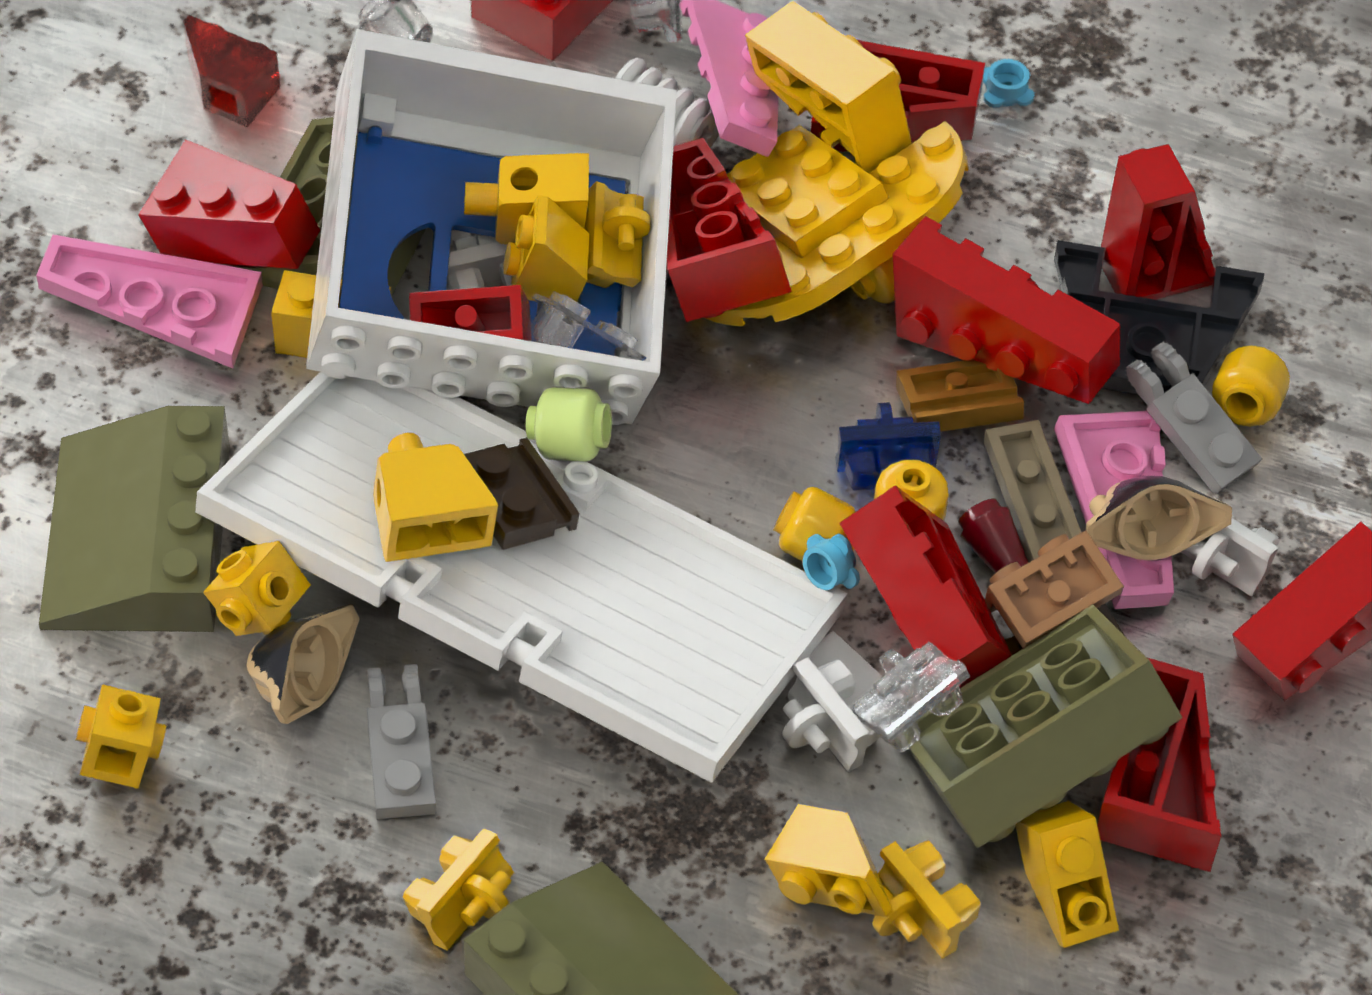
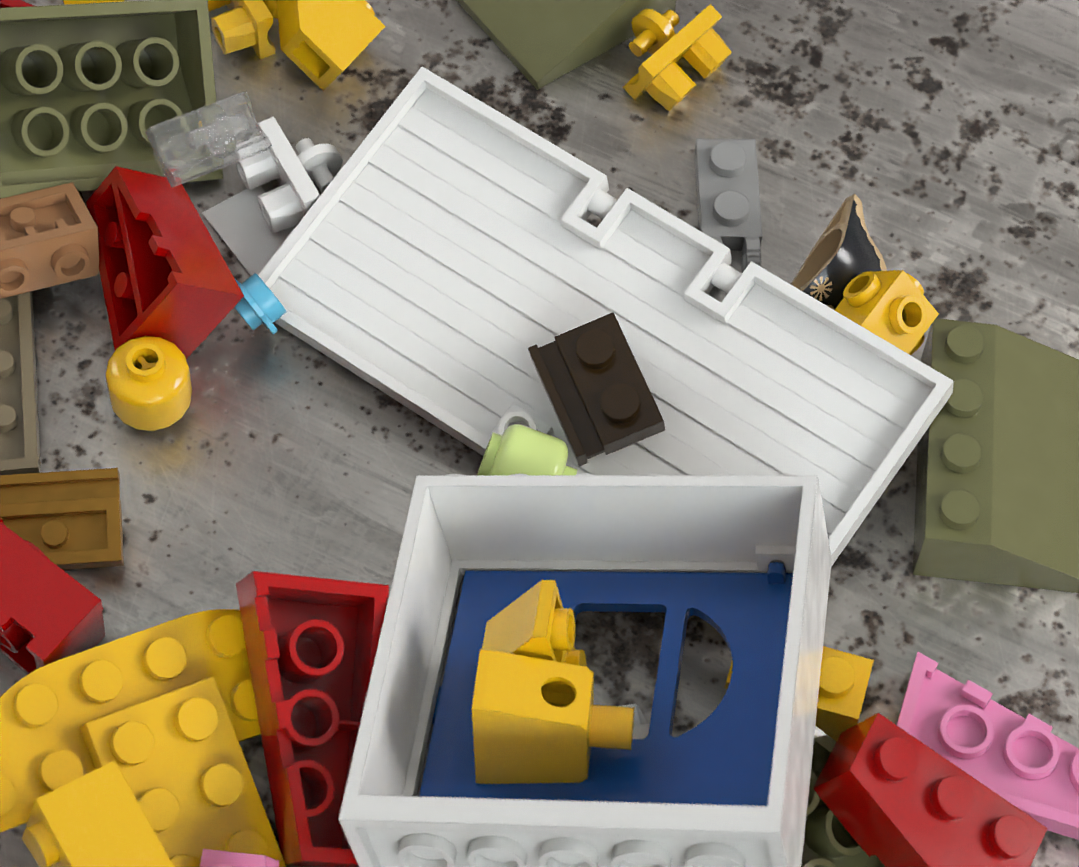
camera: 175 degrees left, 5 degrees up
(120, 736) = (1012, 211): yellow brick -> none
(430, 501) = (697, 346): yellow torso -> none
(484, 310) = (630, 570): red slope -> none
(563, 320) = (489, 552): clear hinge -> none
(615, 236) = (439, 706): yellow hips -> none
(809, 515) = (260, 372): yellow head -> none
(882, 441) = (158, 466): clear blue hips -> none
(992, 534) = (66, 351): dark red cone -> none

